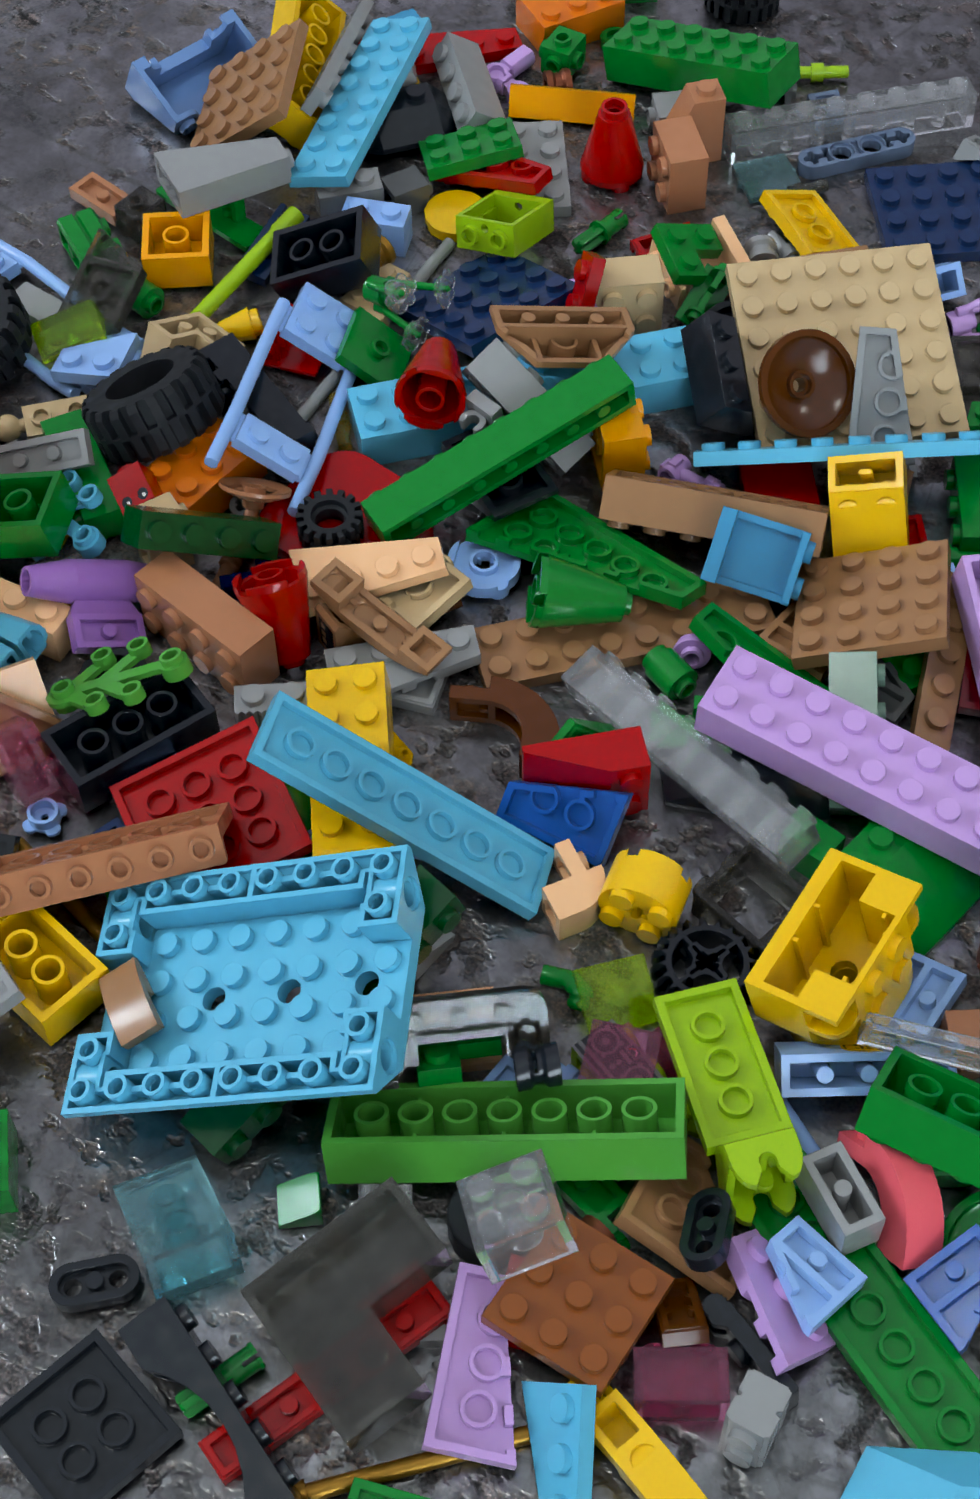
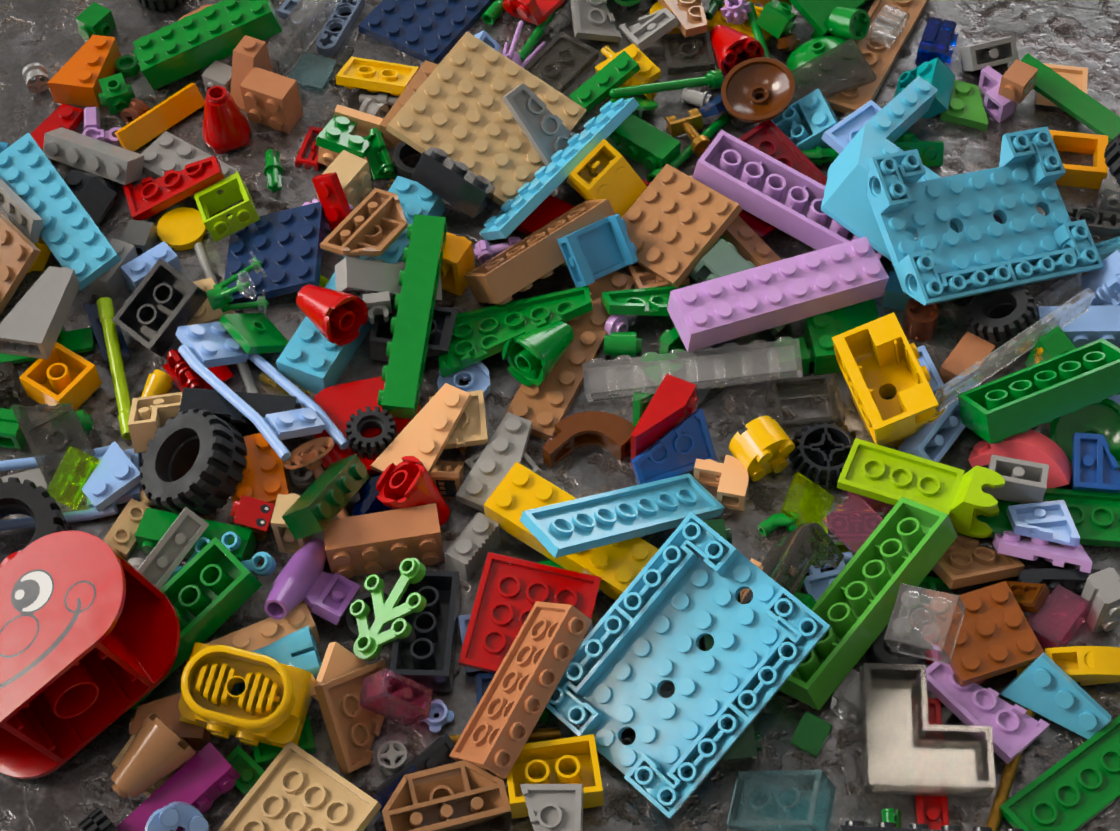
camera: 50 degrees left, 0 degrees up
(129, 1004) = (629, 735): medium nougat slope -> none
(376, 622) = (475, 453): medium nougat slope -> none
(470, 148) = (146, 185): green plate -> none
(547, 1066) = (843, 559): black wheel -> none
(707, 1239) = (989, 550): black plate -> none
(824, 382) = (505, 149): reddish brown dish -> none

